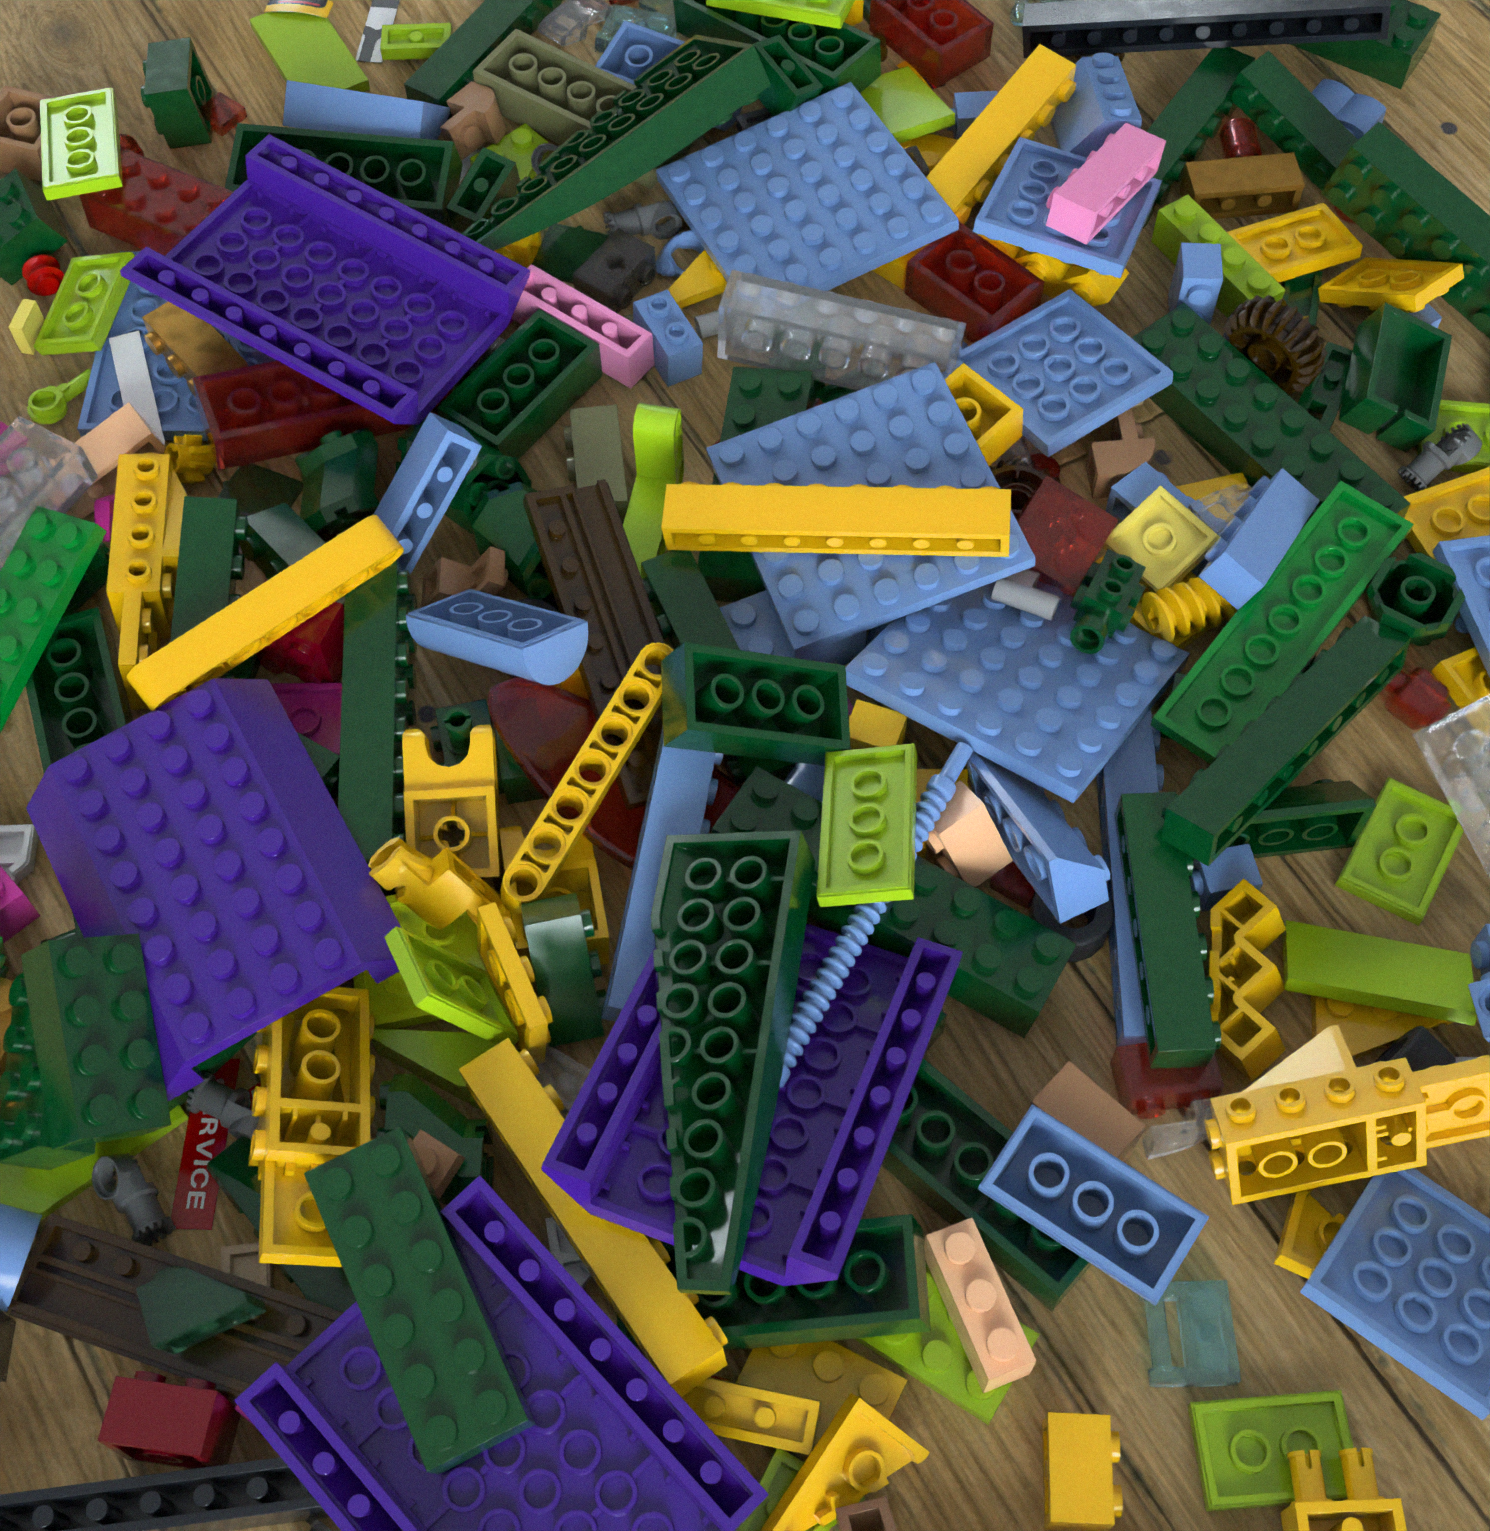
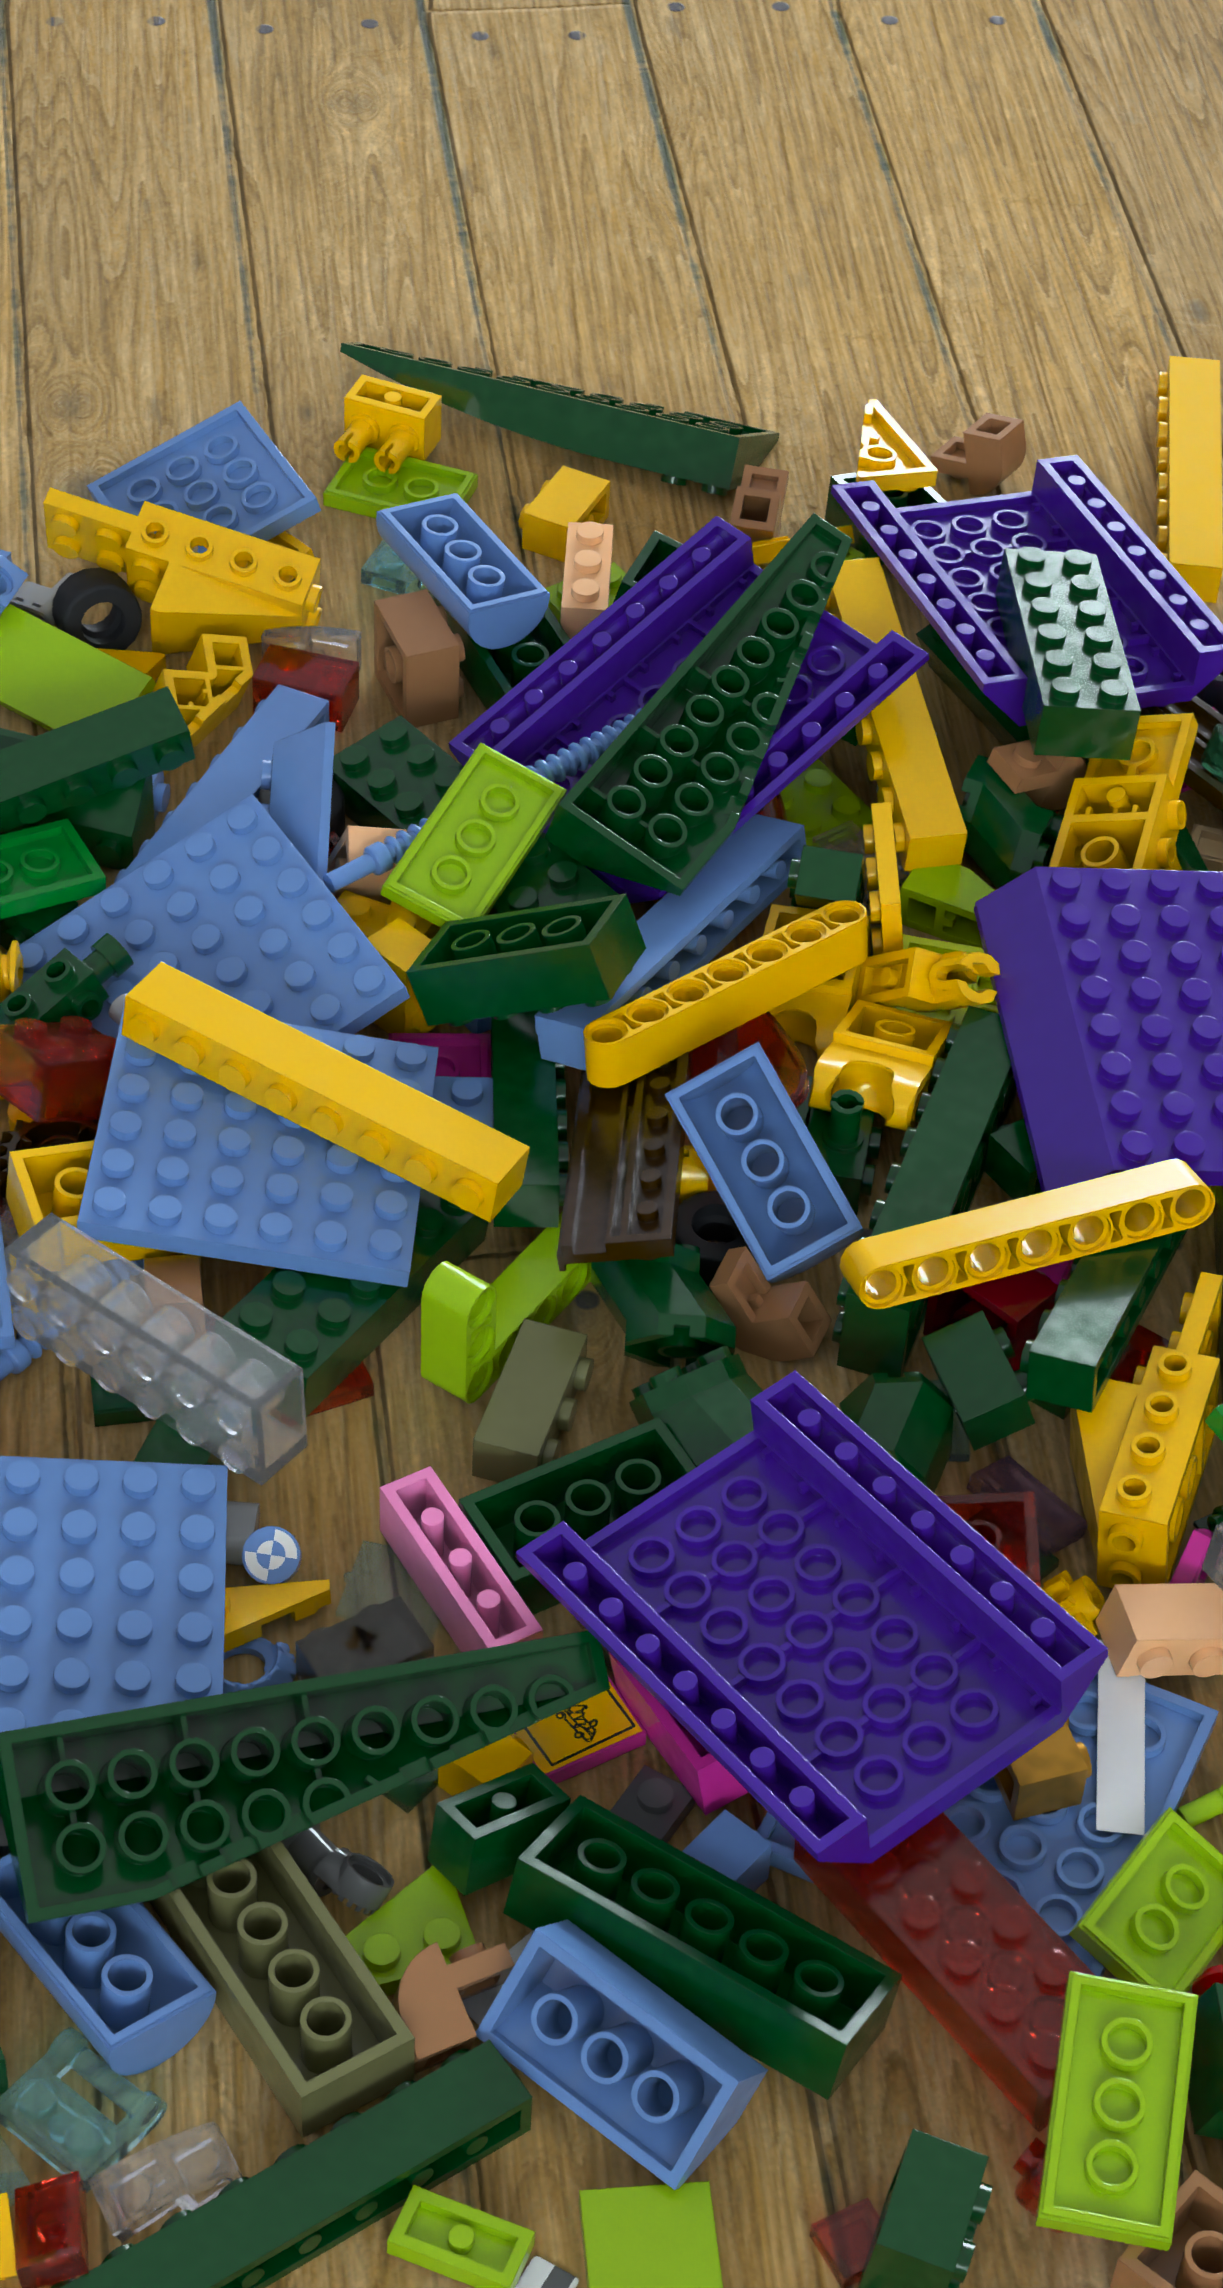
camera: 160 degrees left, 15 degrees down
(426, 485) = (755, 1348): medium blue brick -> none
(450, 987) = (951, 872): lime tile -> none
(675, 342) = (349, 1526): medium blue brick -> none
(703, 304) = (271, 1555): none -> medium blue tile
(1165, 937) = (237, 730): dark green brick -> none

